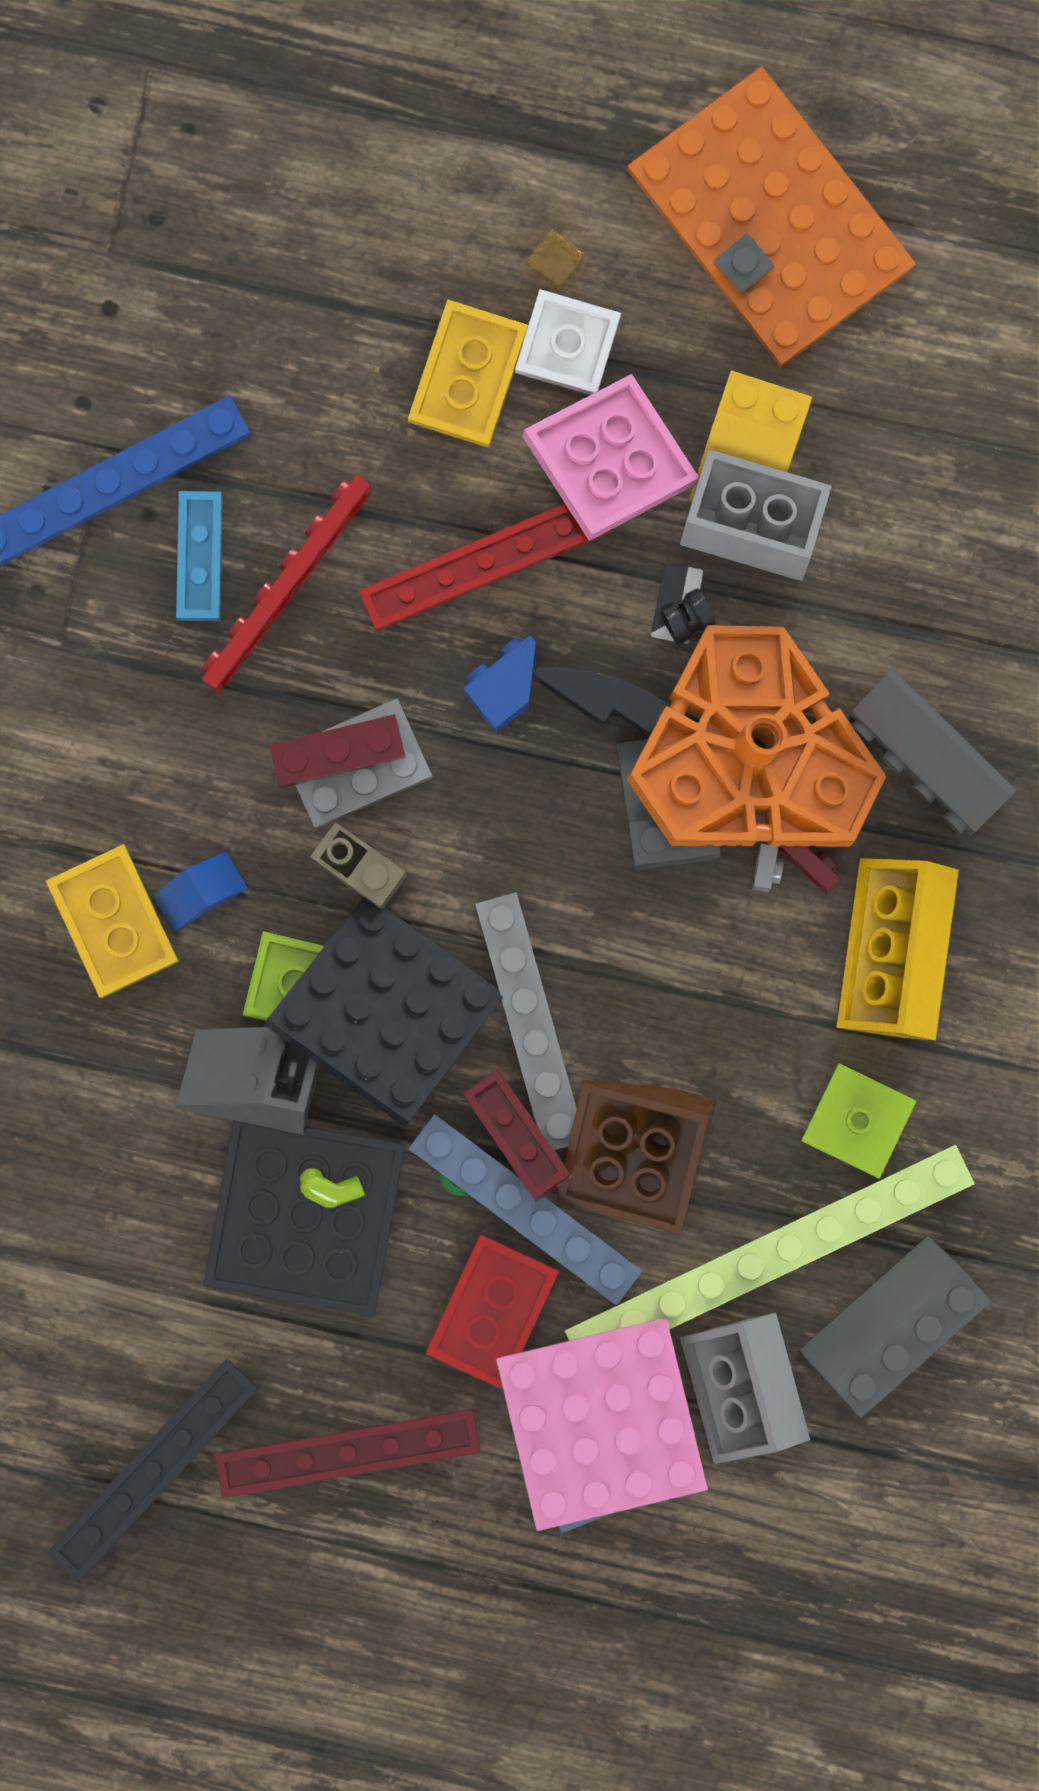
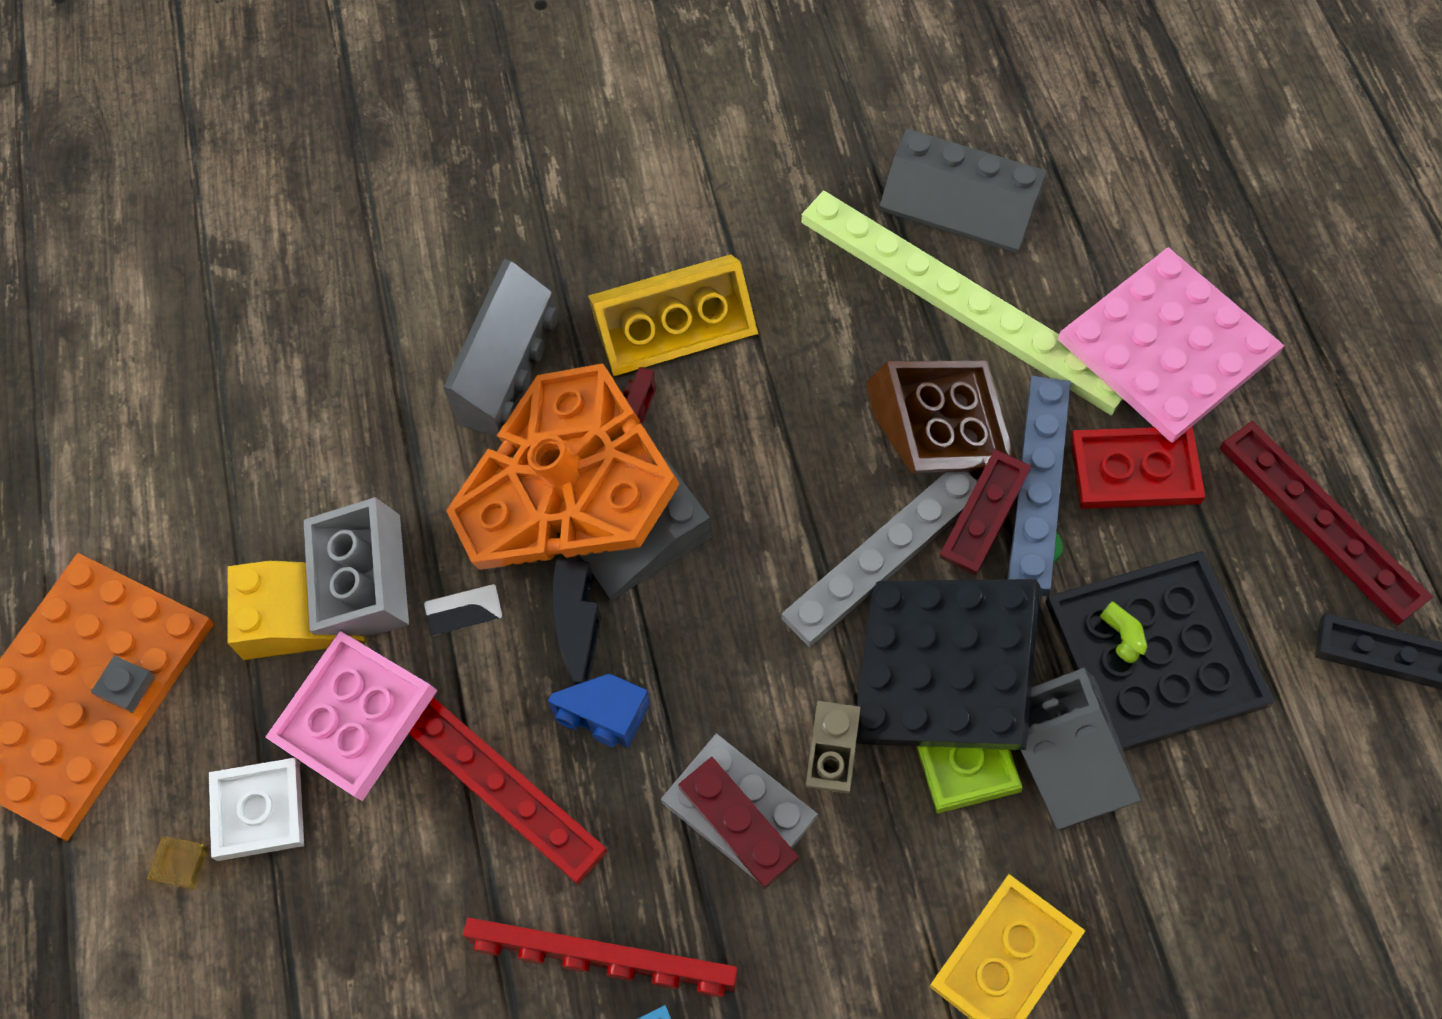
camera: 115 degrees left, 20 degrees down
(199, 891) = (933, 890): blue slope -> none
(468, 373) = (320, 887): yellow plate -> none
(687, 616) = (470, 587): black wheel -> none
(745, 1389) = (1073, 265): light grey slope -> none
(767, 869) = (662, 429): light grey plate -> none
(858, 1121) = (822, 286): lime plate -> none

